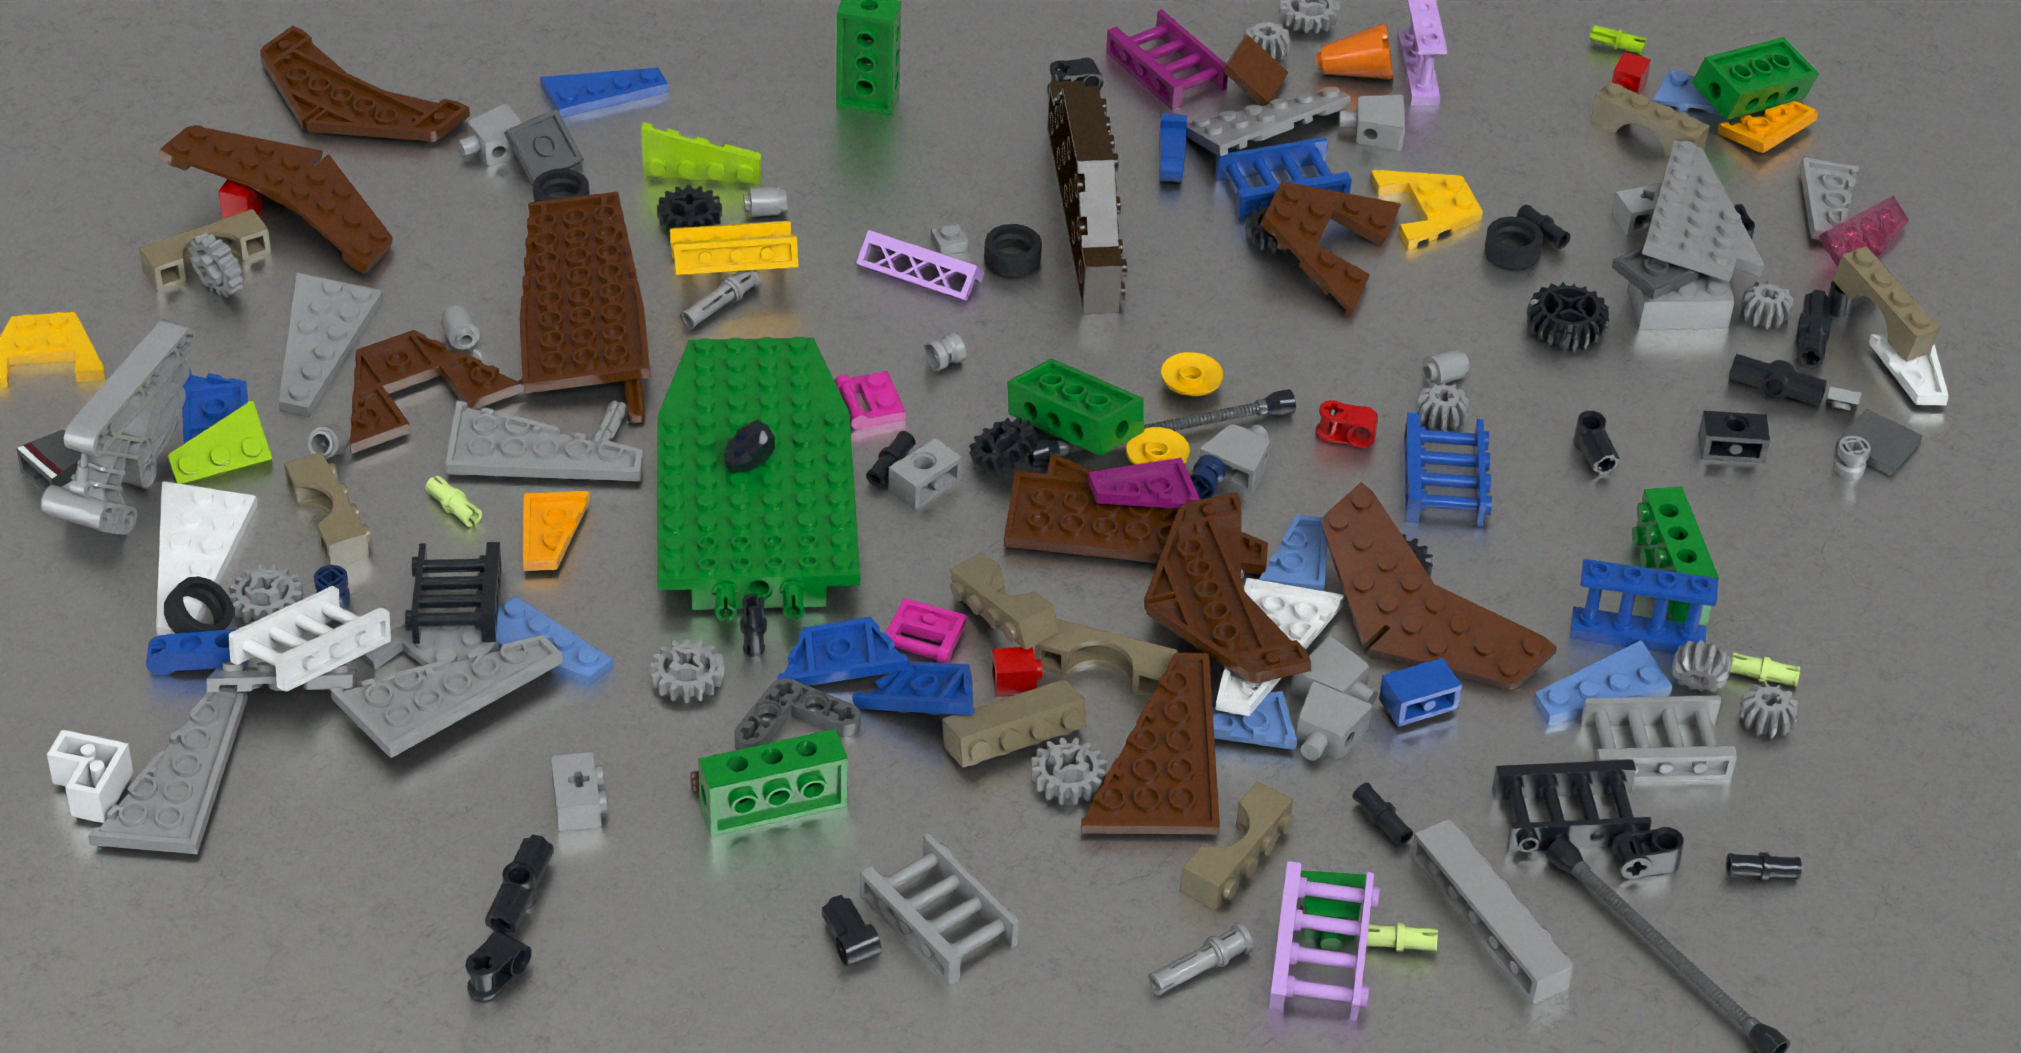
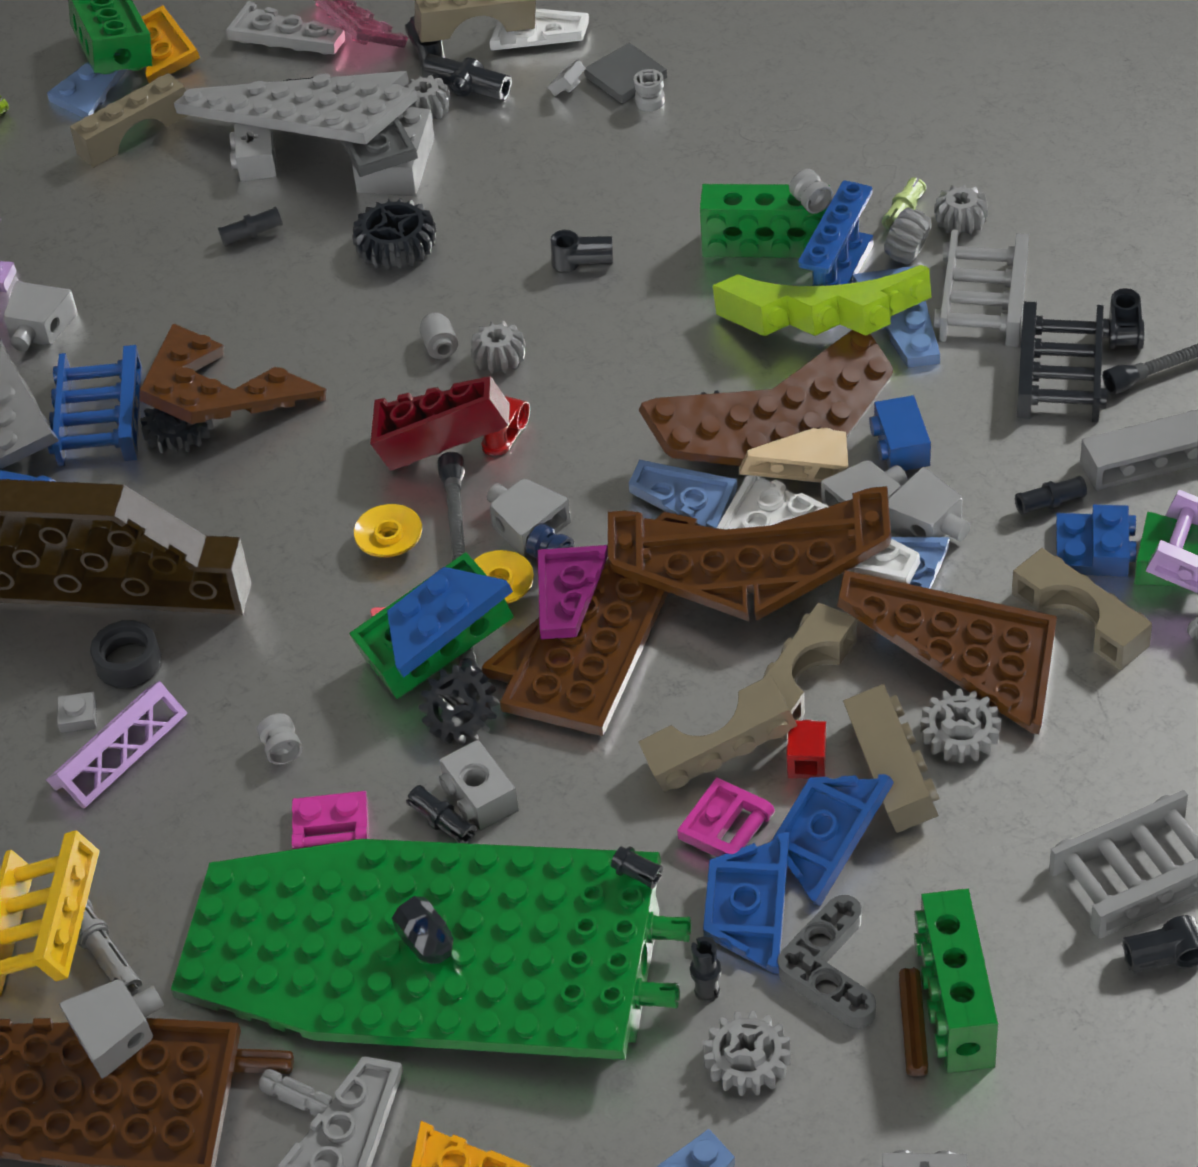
camera: 70 degrees left, 5 degrees up
(625, 294) = (111, 1022): none -> light grey torso
(832, 548) = (636, 866): none -> black pin
(1066, 392) = (440, 612): none -> blue wing
(1311, 367) = (436, 421): none -> dark red wedge
(1332, 847) = (1097, 541): none -> blue plate
(1357, 617) = (802, 456): none -> tan slope
(1418, 478) = (586, 385): blue fence -> none
(1440, 199) = (172, 295): yellow wing -> none
(1513, 256) = (267, 236): black tyre -> none
(1566, 623) = (815, 309): none -> lime arch
(1631, 72) = (48, 119): red brick -> none
(1688, 554) = (811, 191): none -> light grey wheel
(1734, 436) = (598, 157): black brick -> none
(1763, 866) = (1147, 254): black pin -> none
(1777, 380) = (529, 114): black piece -> none

